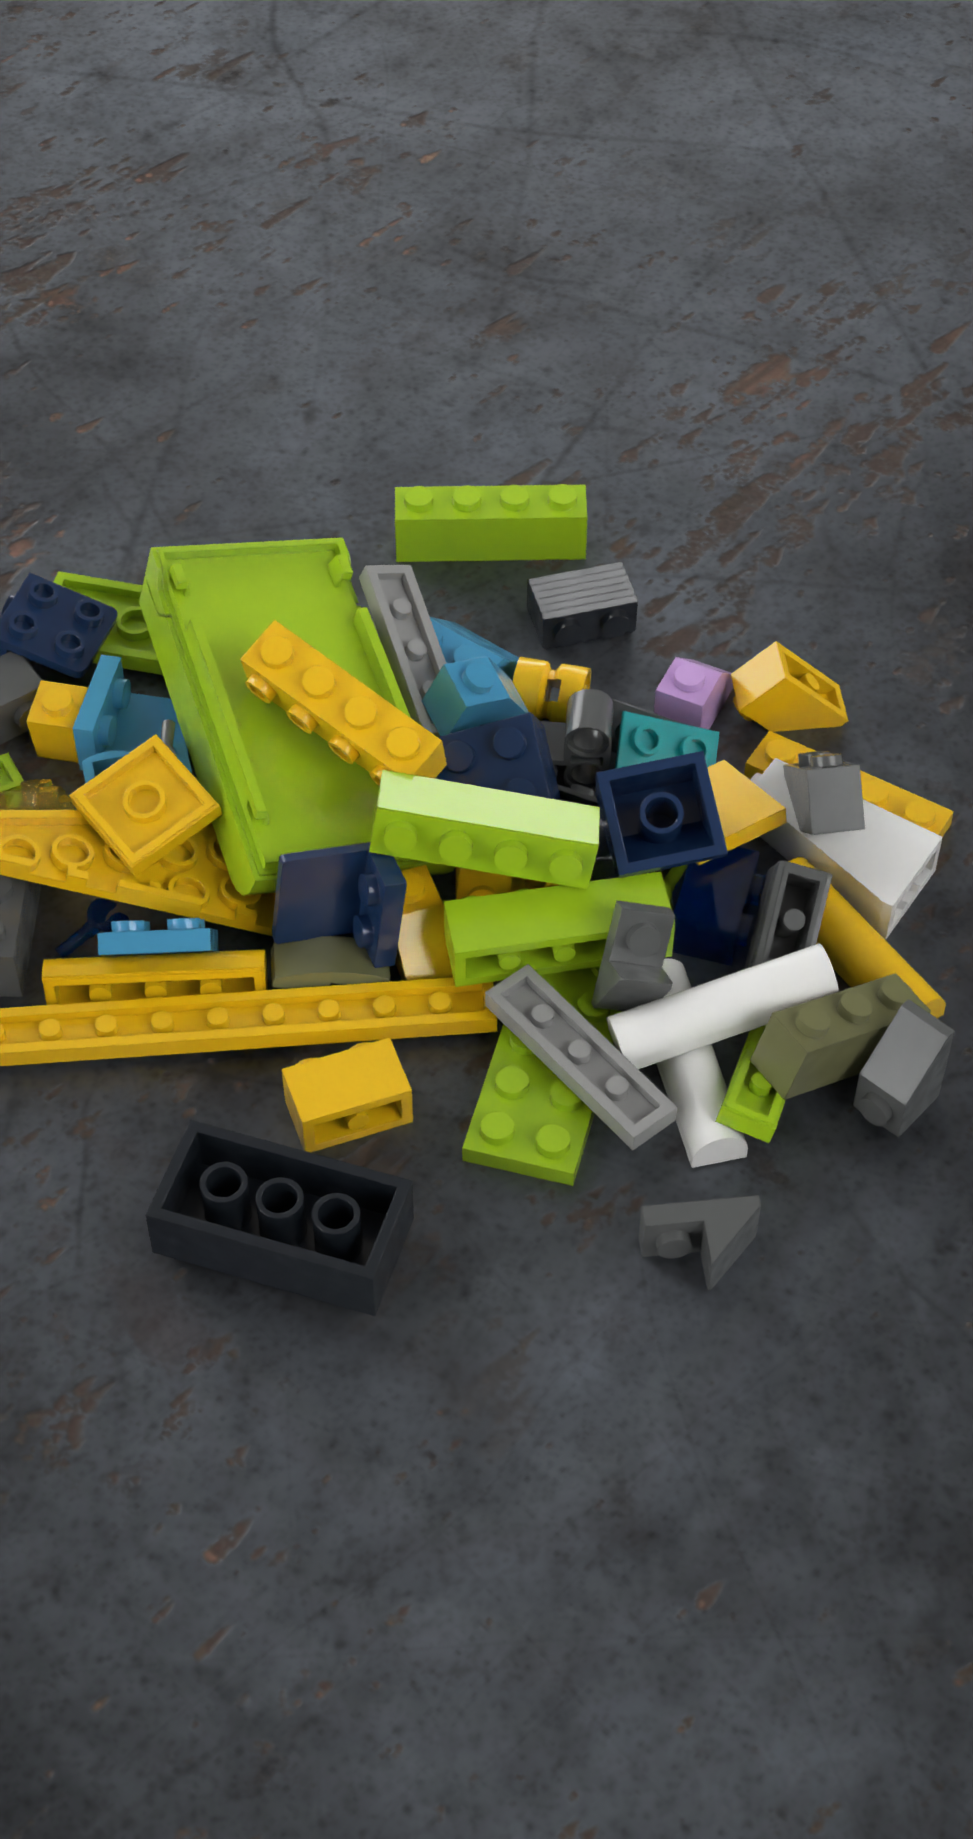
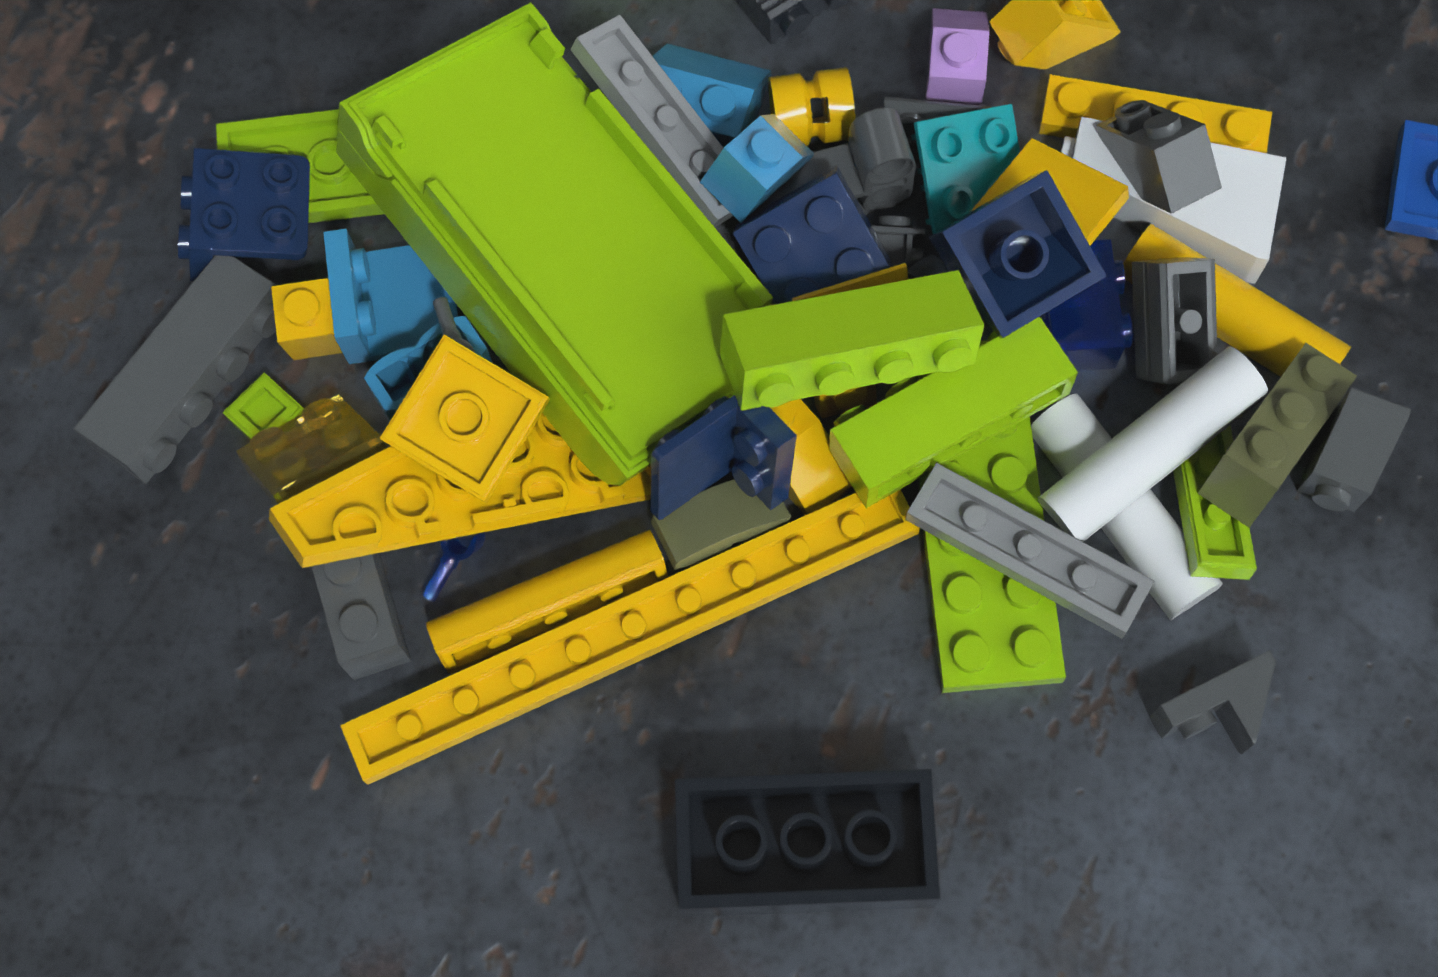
camera: 15 degrees left, 20 degrees up
(136, 938) = (539, 565): dark azure plate -> none
(338, 707) = (642, 246): yellow brick -> none
(347, 1095) = (803, 667): yellow brick -> none
(634, 957) = (1048, 423): dark grey slope -> none

